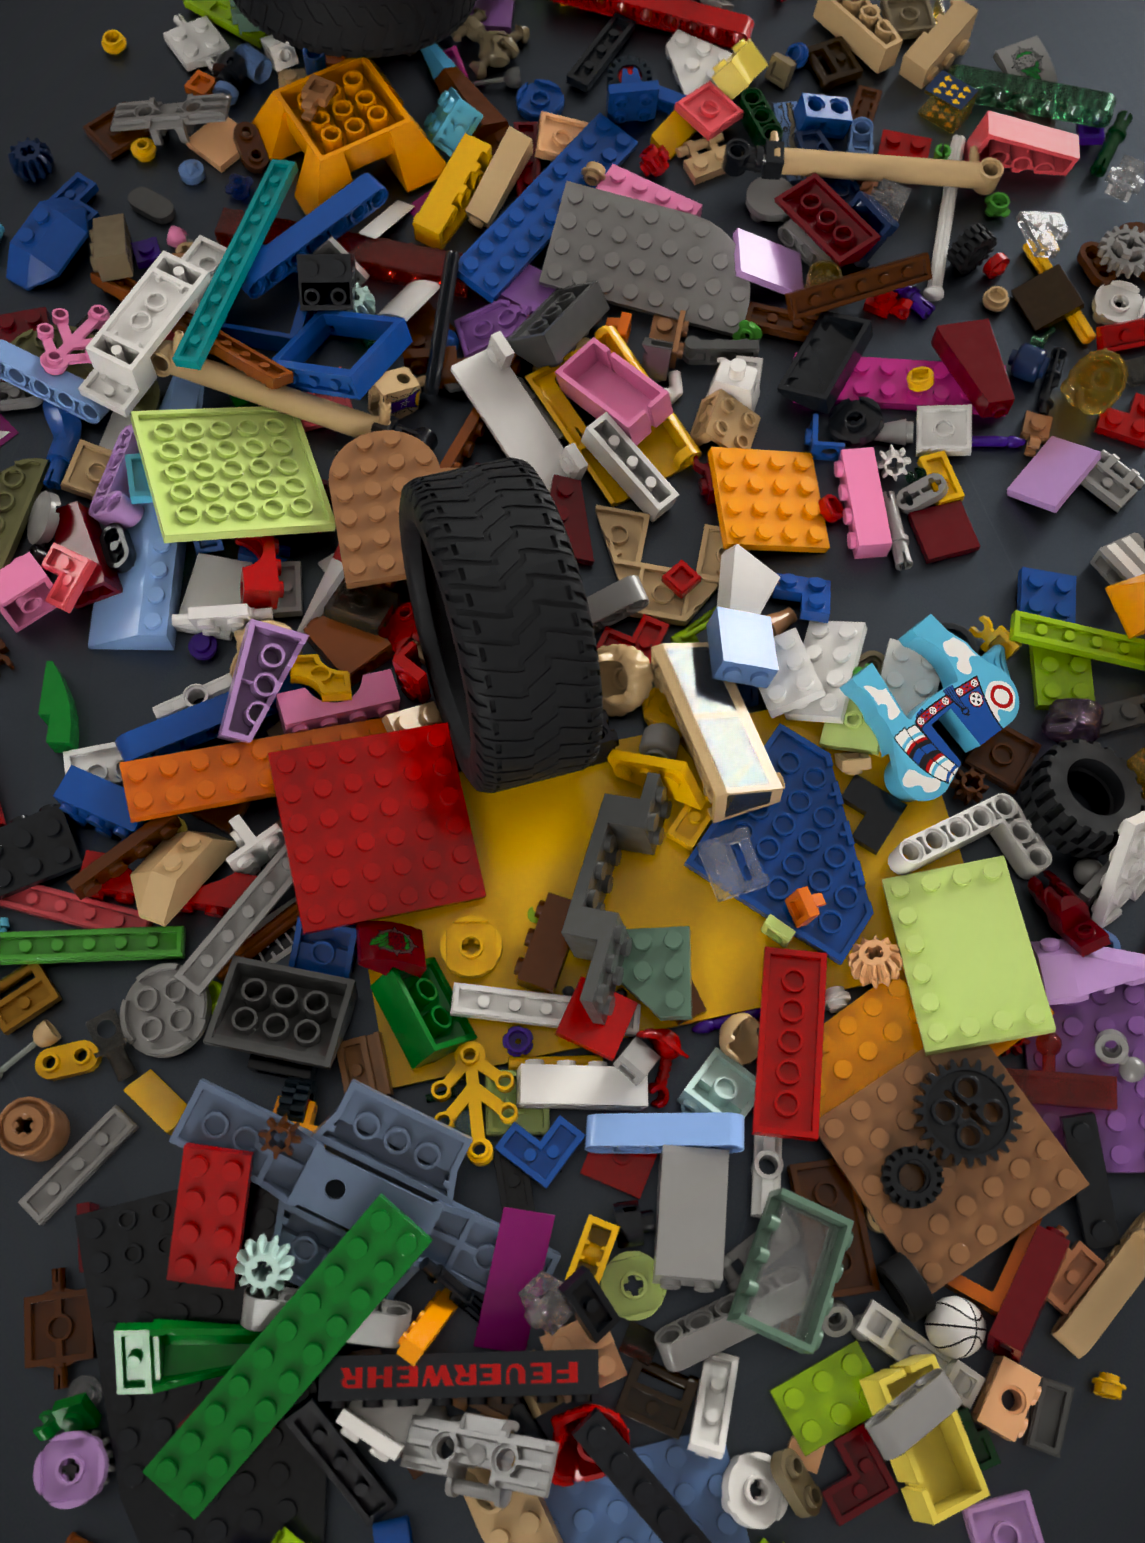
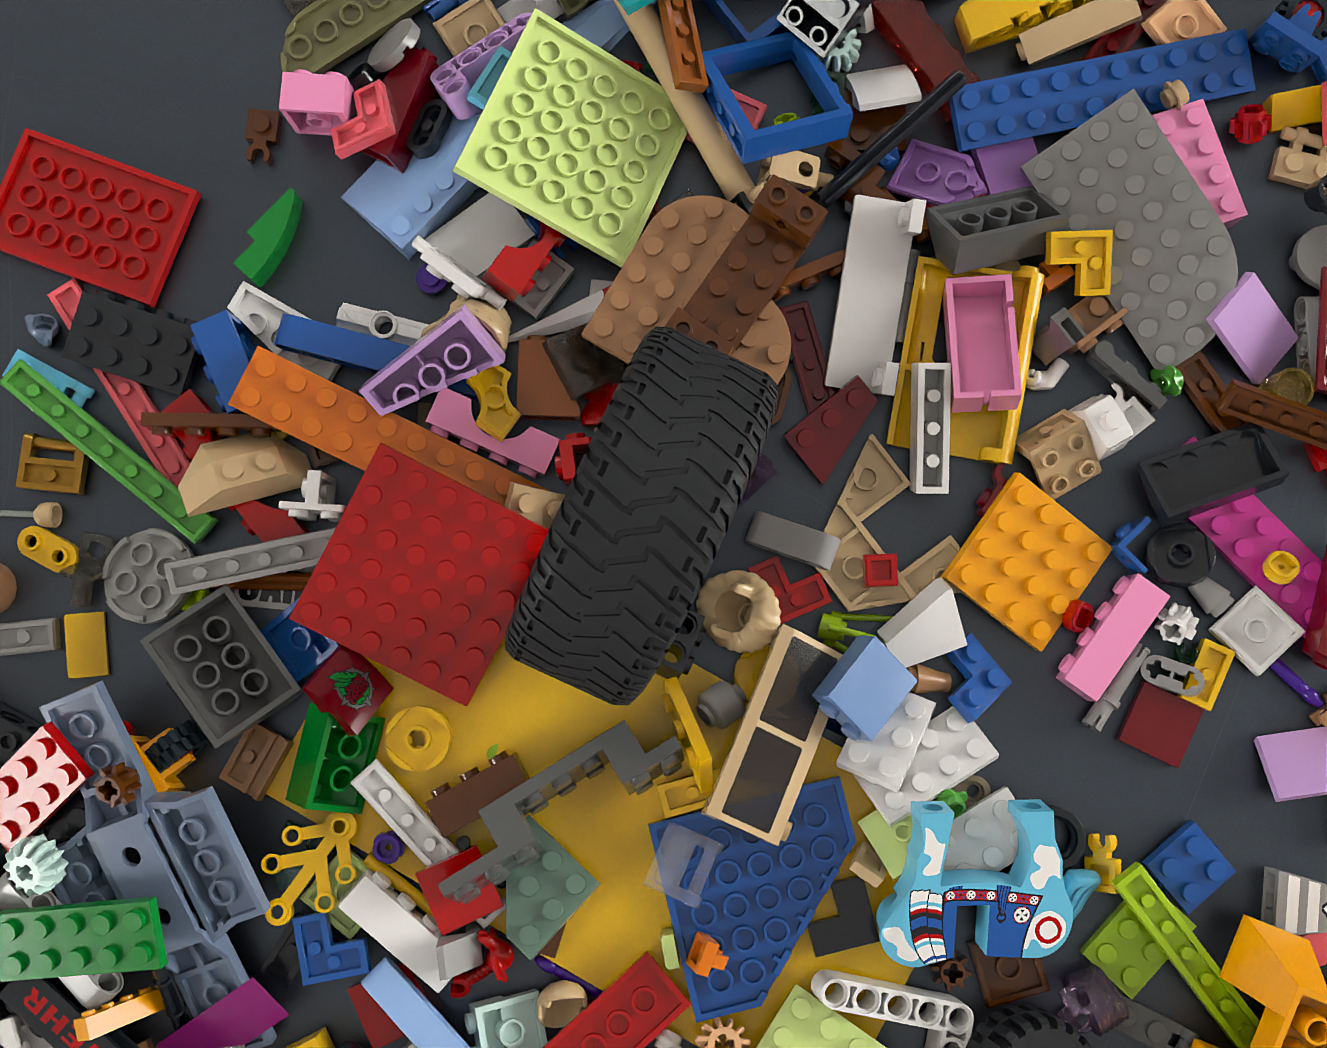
camera: 45 degrees right, 15 degrees up
(421, 426) = (751, 267): none -> reddish brown plate
(628, 292) = (1090, 252): none -> yellow plate

